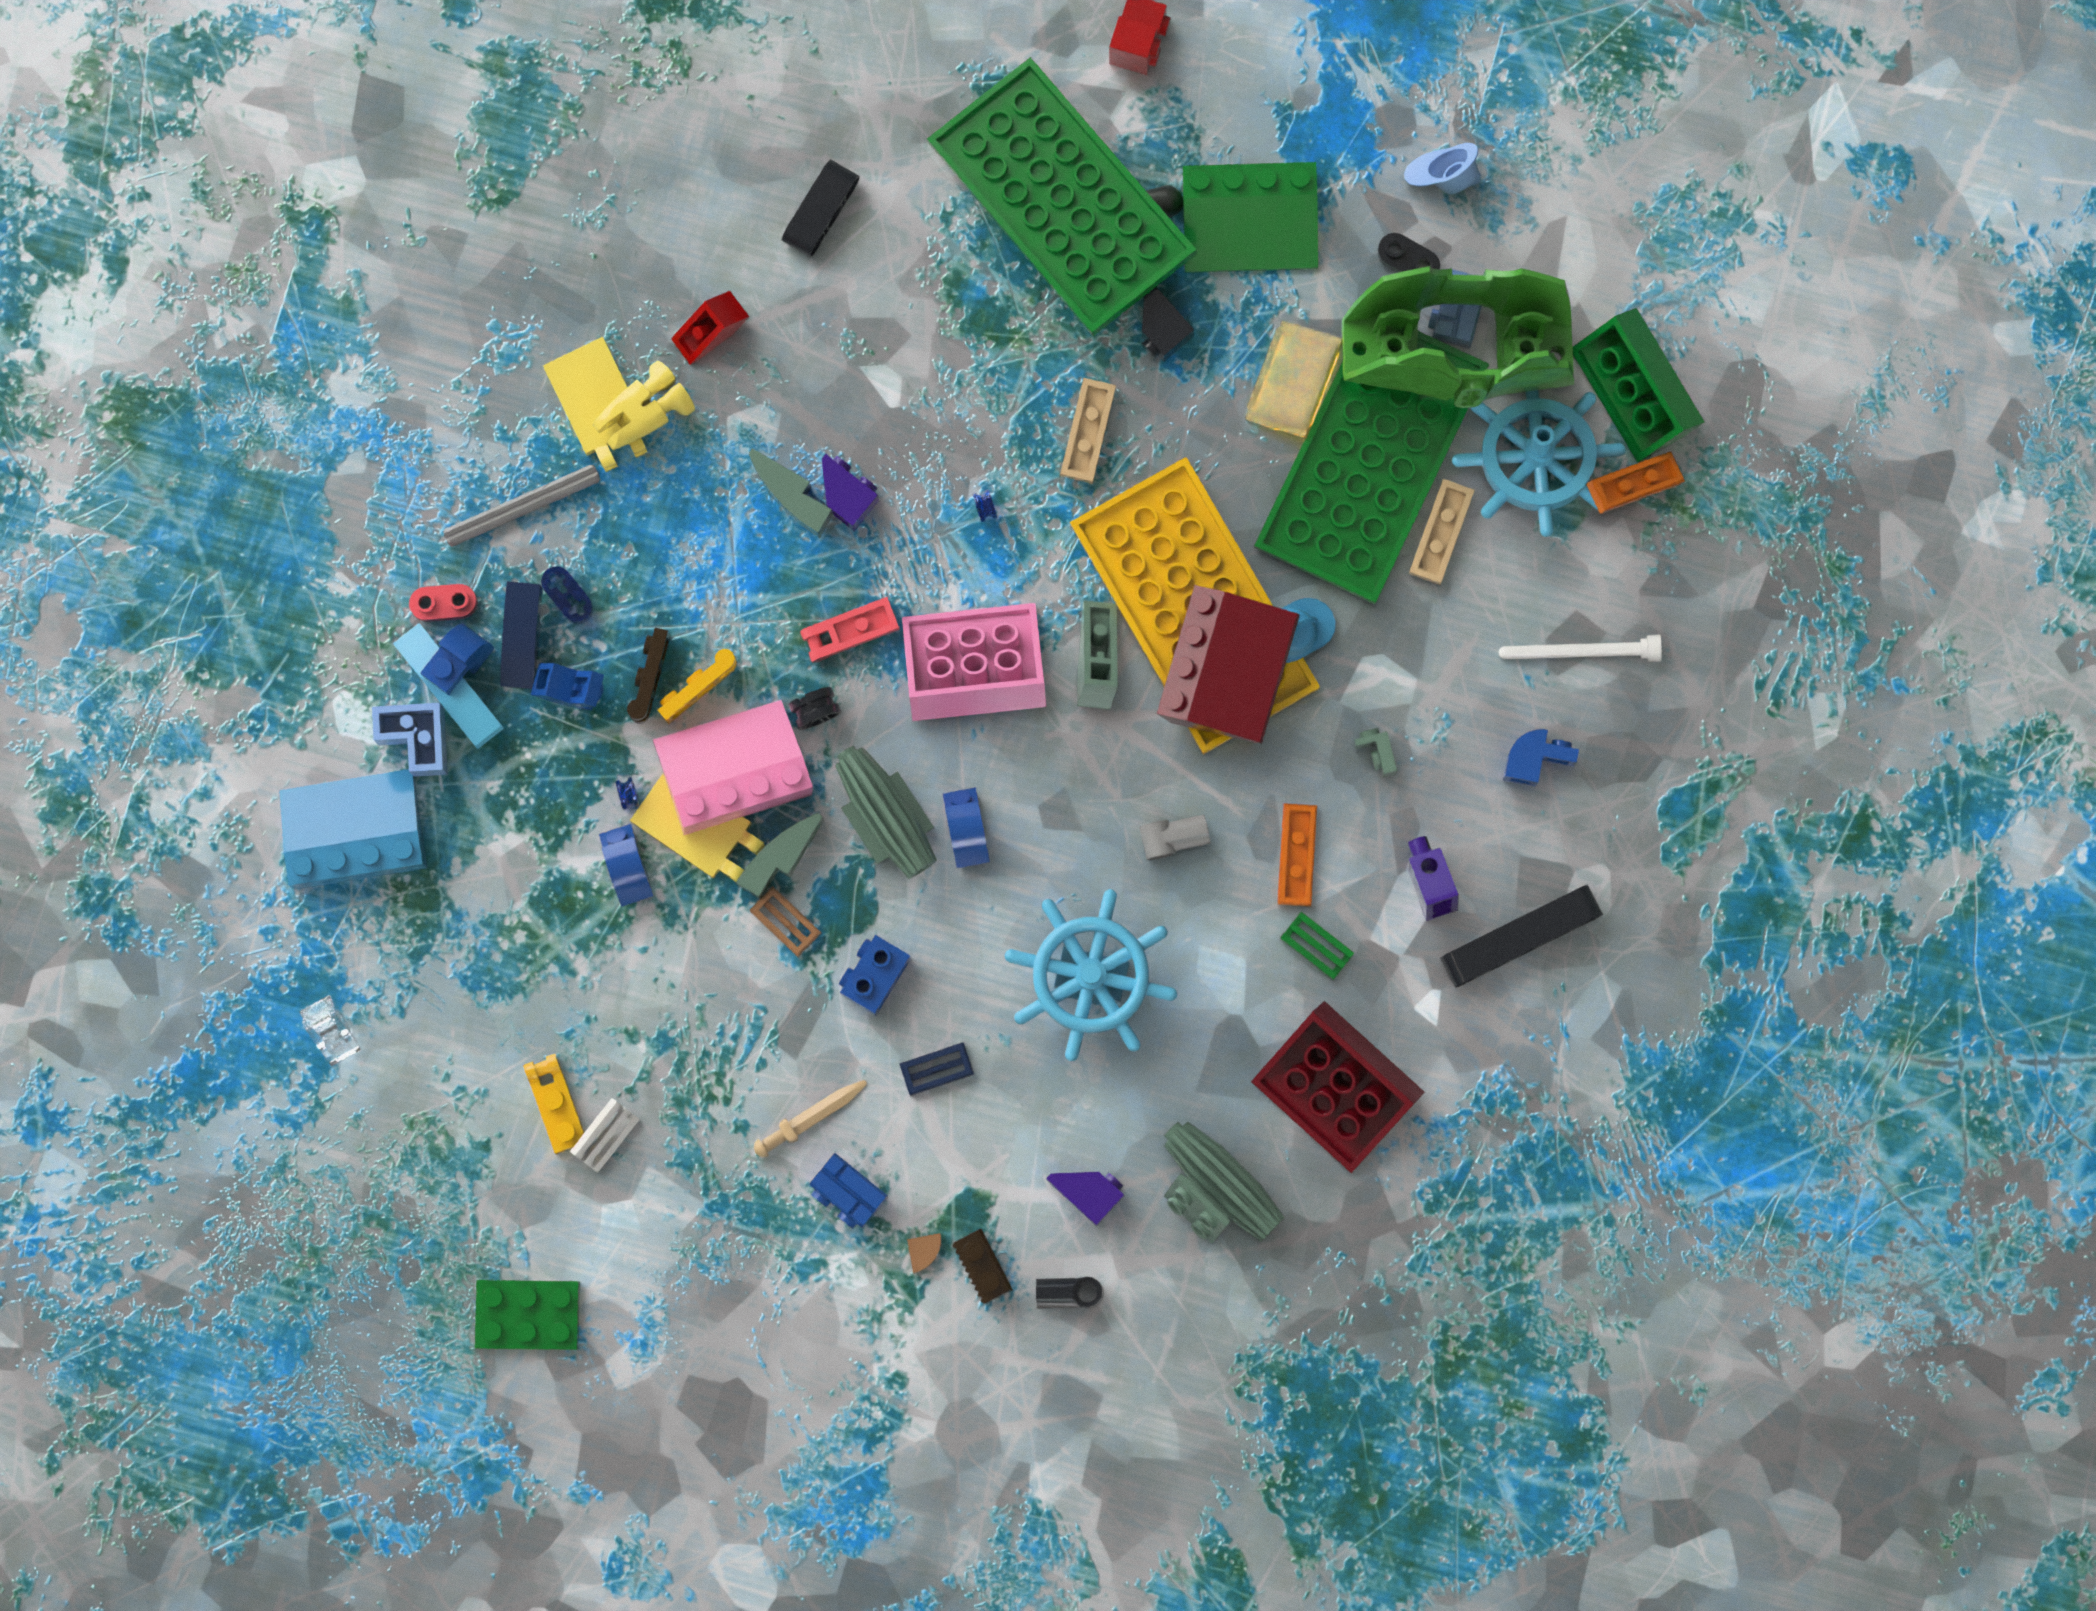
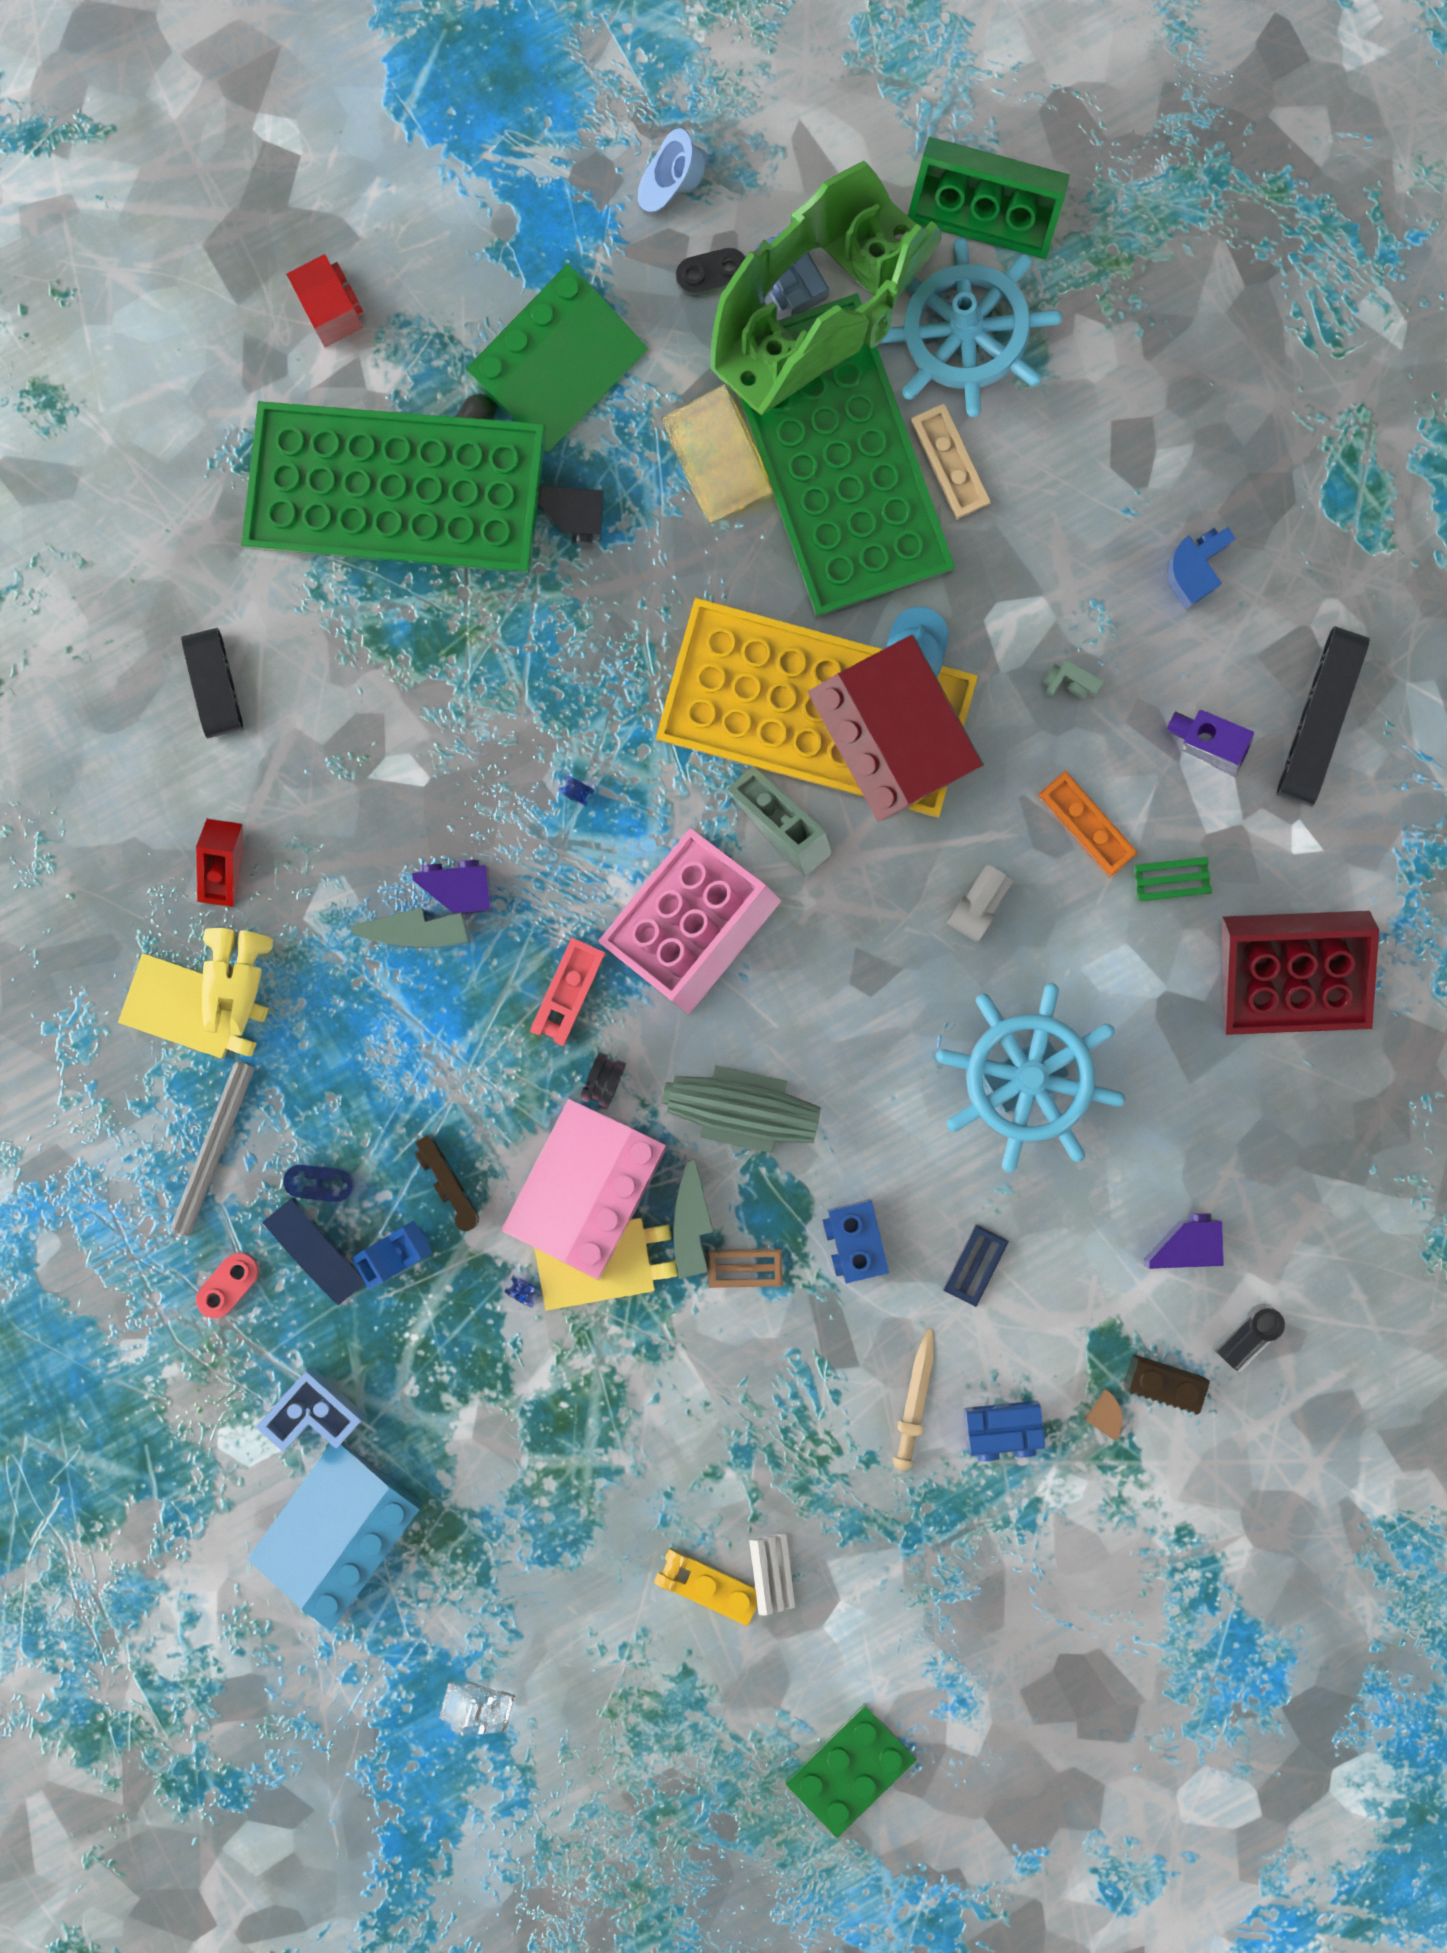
camera: 50 degrees left, 5 degrees up
(459, 652) = (281, 1315): blue brick -> none
(462, 702) = (298, 1347): medium azure slope -> none
(625, 865) = (577, 1349): blue brick -> none
(698, 685) = (493, 1152): yellow plate -> none
(966, 827) = (813, 1056): blue brick -> none
(1088, 430) = (597, 652): tan plate -> none
(1216, 1187) = (1285, 1143): sand green plate -> none
(1635, 482) = (1063, 274): orange tile -> none
(1647, 648) = (1199, 395): white piece -> none

